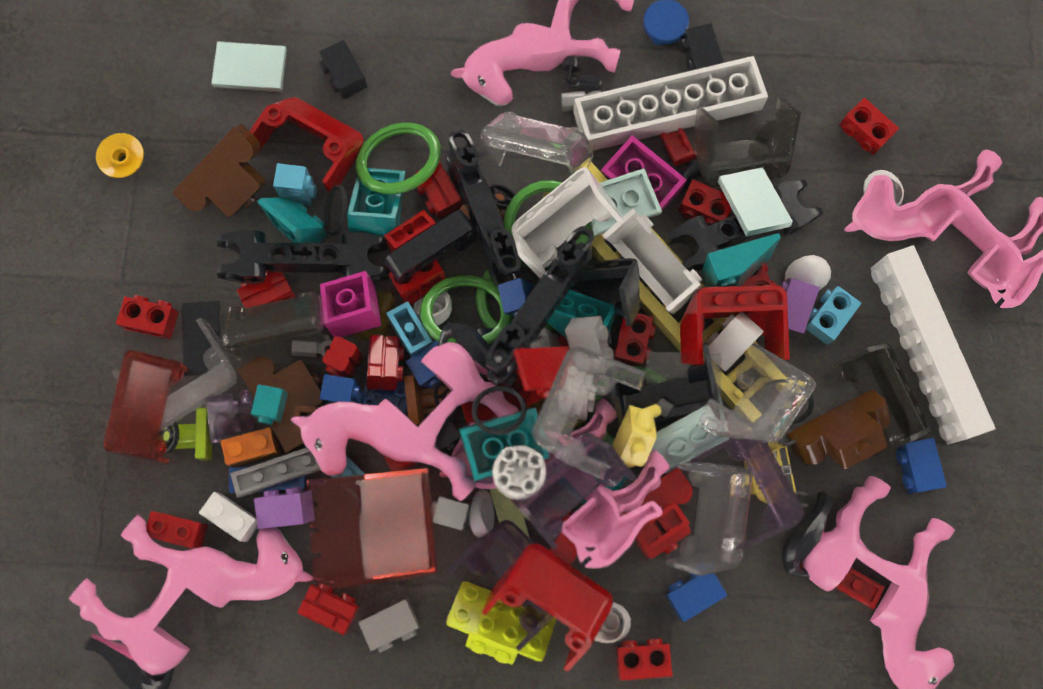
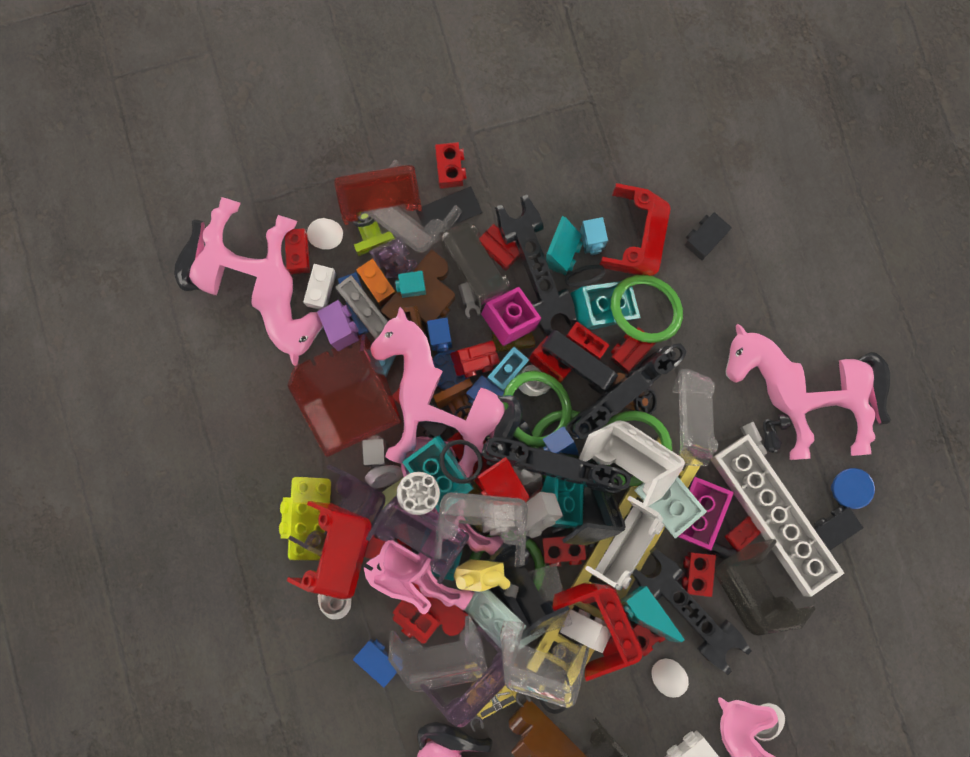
camera: 75 degrees right, 5 degrees up
(114, 148) = (570, 82): yellow dish -> none
(168, 490) = (325, 233): none -> white hat
(224, 175) = (580, 180): reddish brown brick -> none
(249, 66) = (683, 160): light aqua tile -> none
(329, 608) = (275, 388): red brick -> none
(342, 358) = (466, 325): red brick -> none
(389, 625) = (279, 435): light grey brick -> none
(643, 668) = (309, 639): red brick -> none
(754, 201) = (712, 613): light aqua tile -> none
(800, 300) = (640, 675): medium lavender brick -> none
(835, 318) = (639, 712): medium azure brick -> none
(872, 122) = (826, 695): red brick -> none

